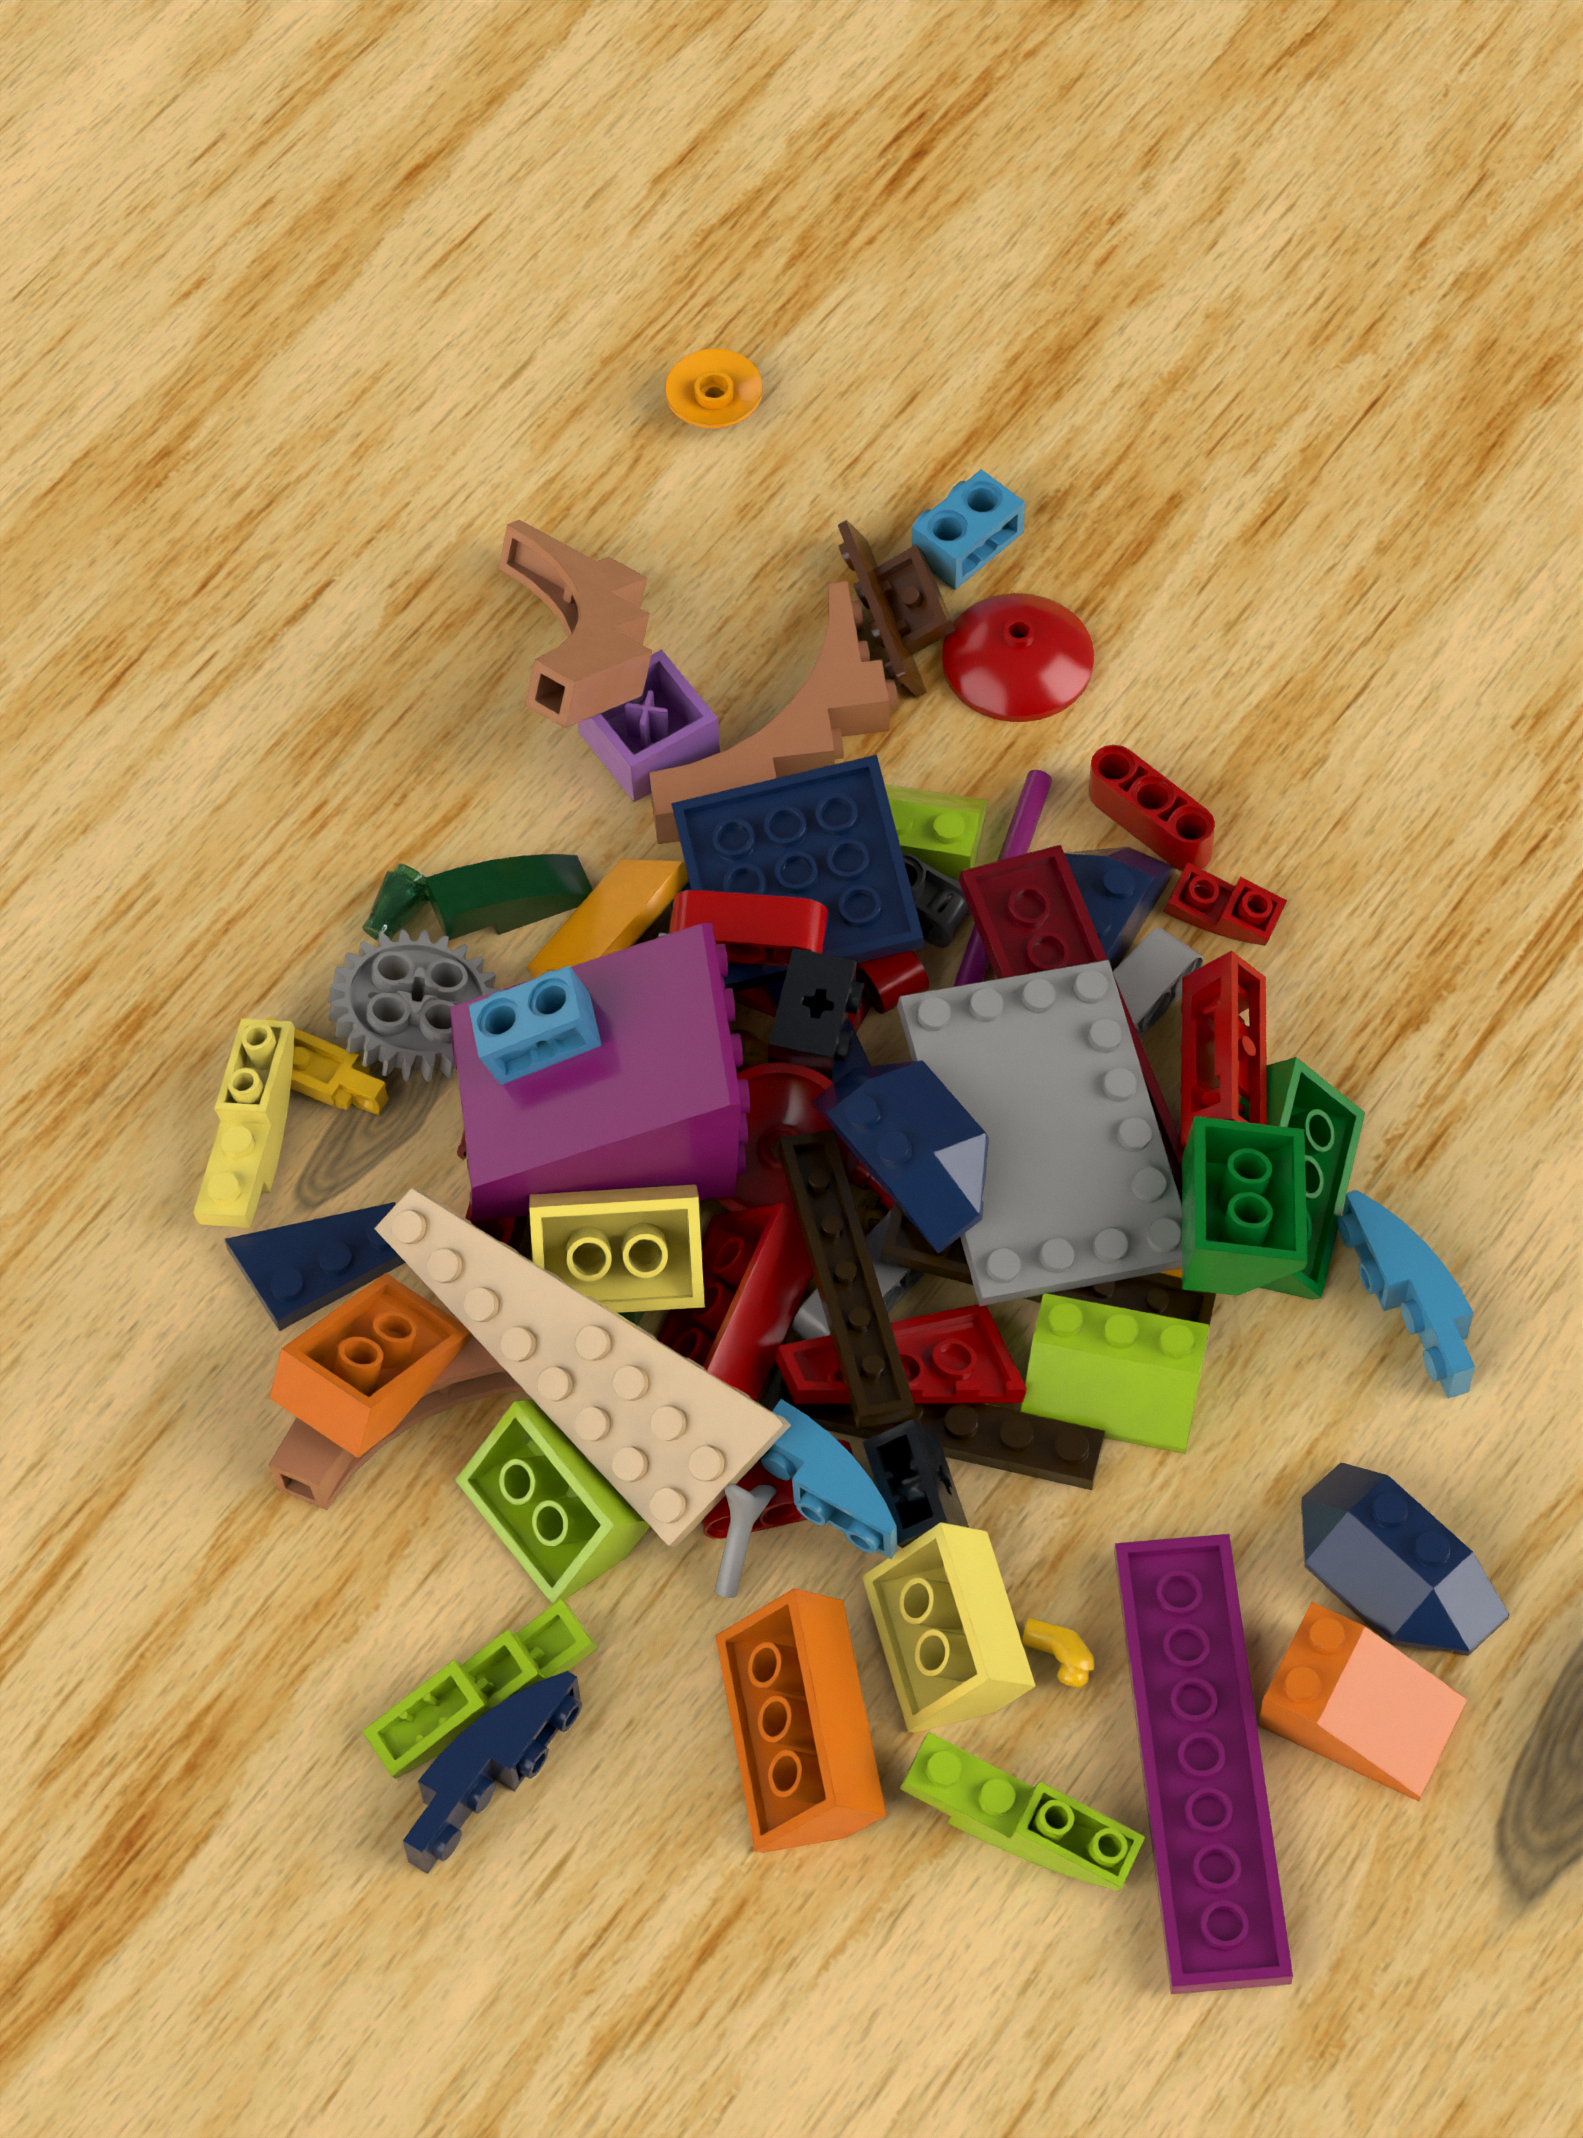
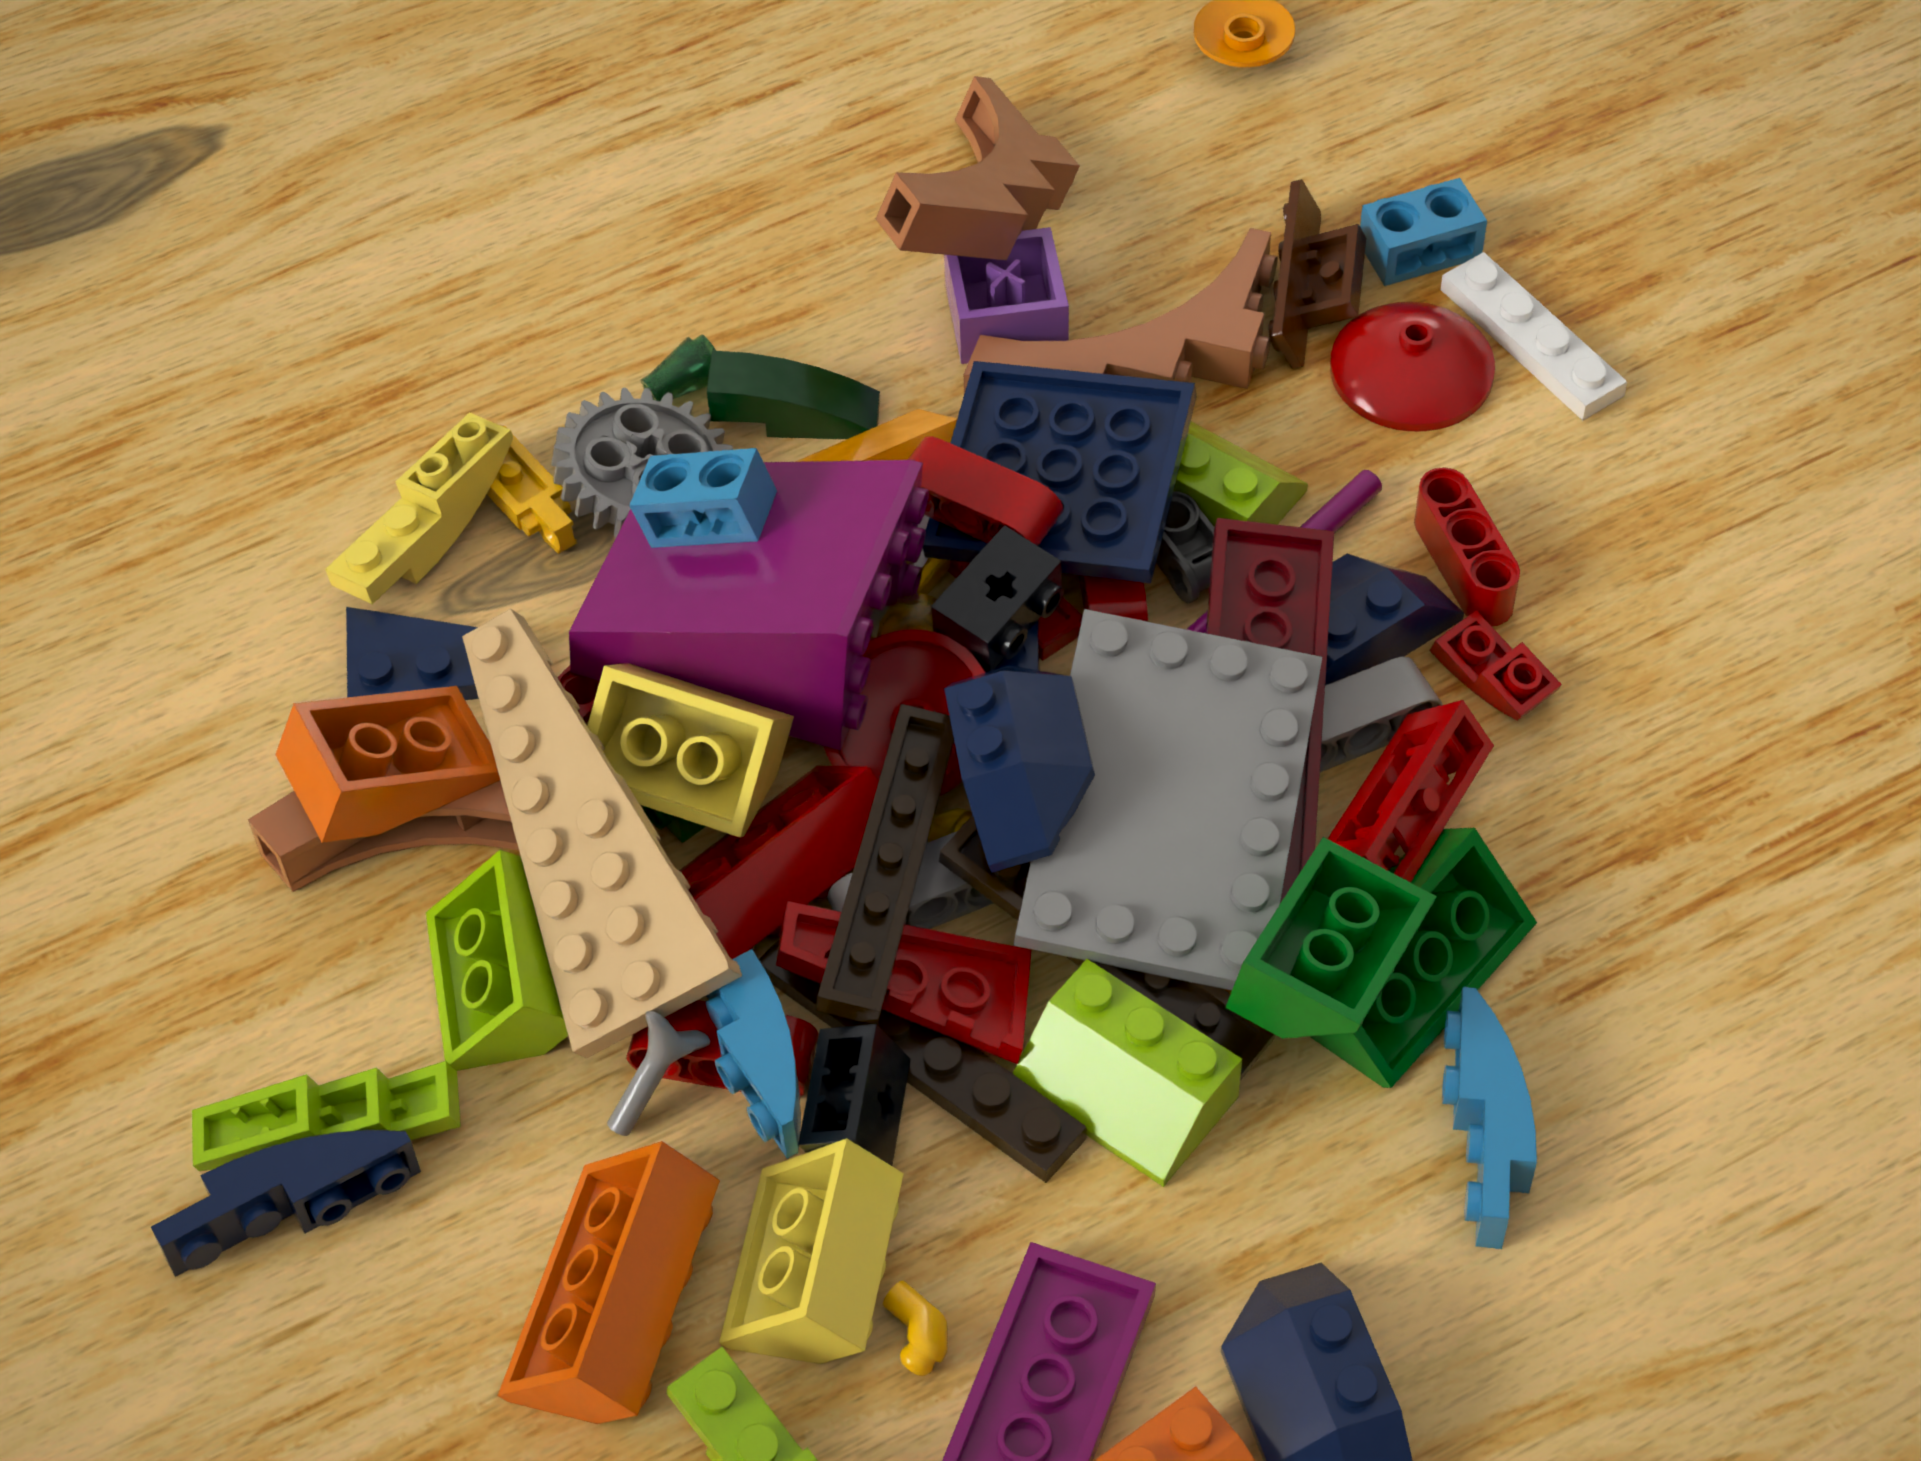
camera: 25 degrees right, 5 degrees down
(1105, 591) = (1533, 336): none -> white plate

